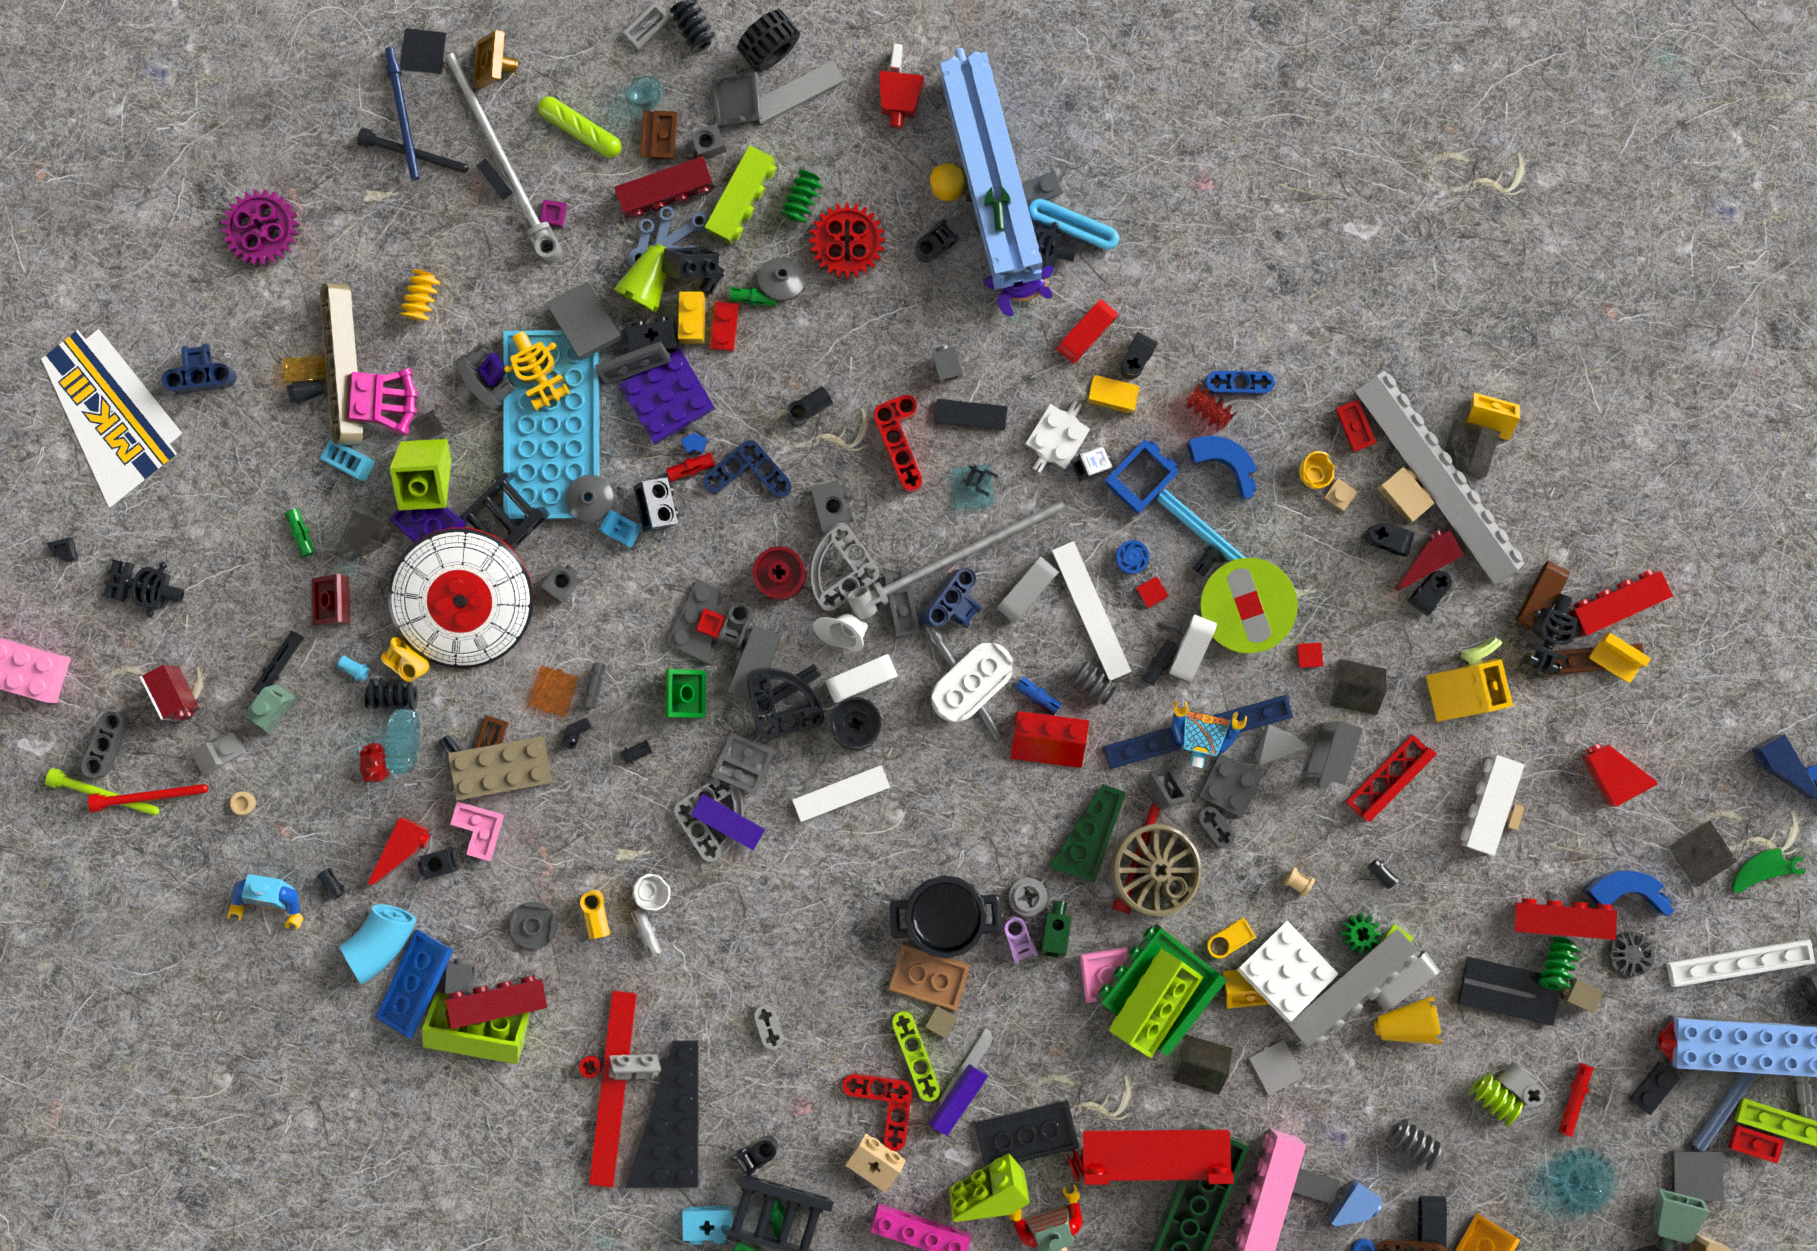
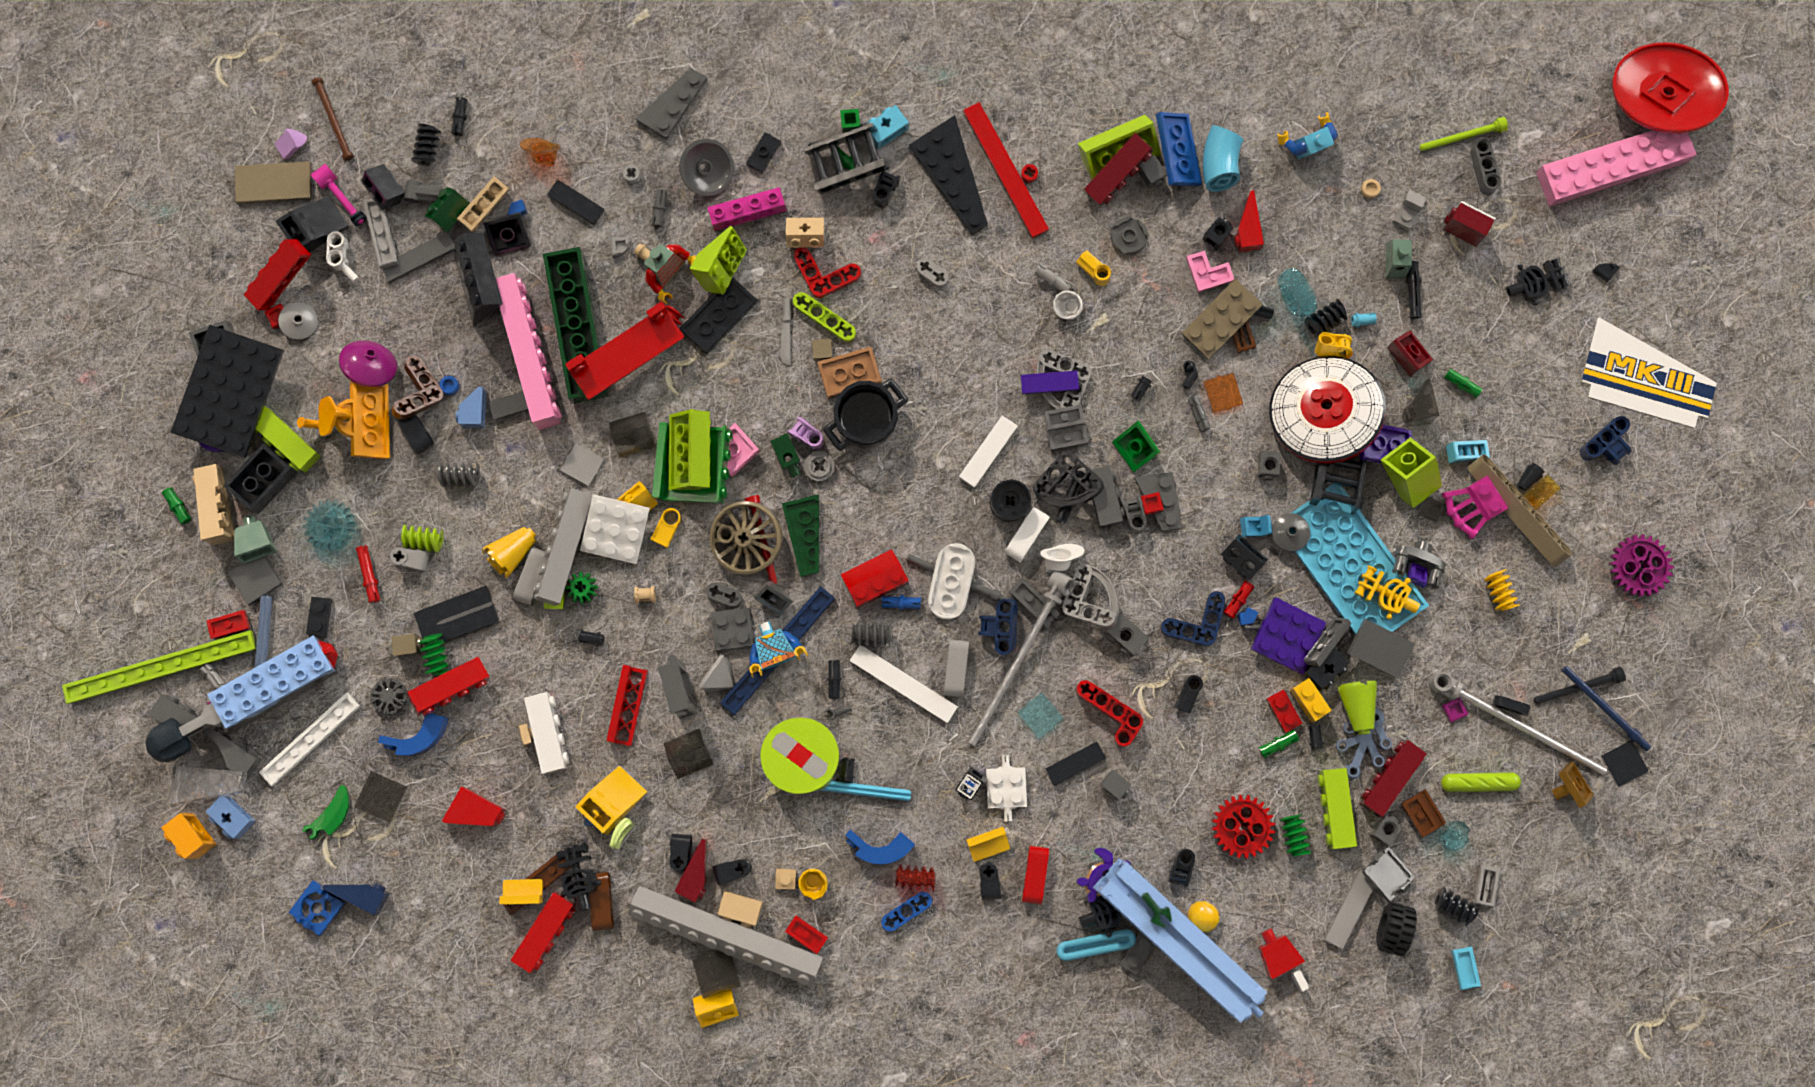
camera: 145 degrees right, 5 degrees down
(98, 802) = (1462, 127): red piece -> none
(331, 884) = (1277, 176): black pin -> none
(373, 763) = (1306, 266): red hair -> none
(643, 1066) = (997, 195): light grey hinge -> none
(690, 262) = (1338, 734): black brick -> none
(772, 561) = (1129, 555): dark red wheel -> none
(780, 287) = (1269, 760): dark grey dish -> none
(958, 1099) = (778, 307): dark purple tile -> none
(973, 470) = (1046, 715): black piece -> none
(1124, 493) = (935, 778): blue window -> none
(1132, 557) = (900, 738): blue wheel -> none
(1152, 592) = (870, 724): red tile -> none
(1192, 648) = (818, 701): white beam -> none
(1309, 655) = (735, 753): red tile -> none

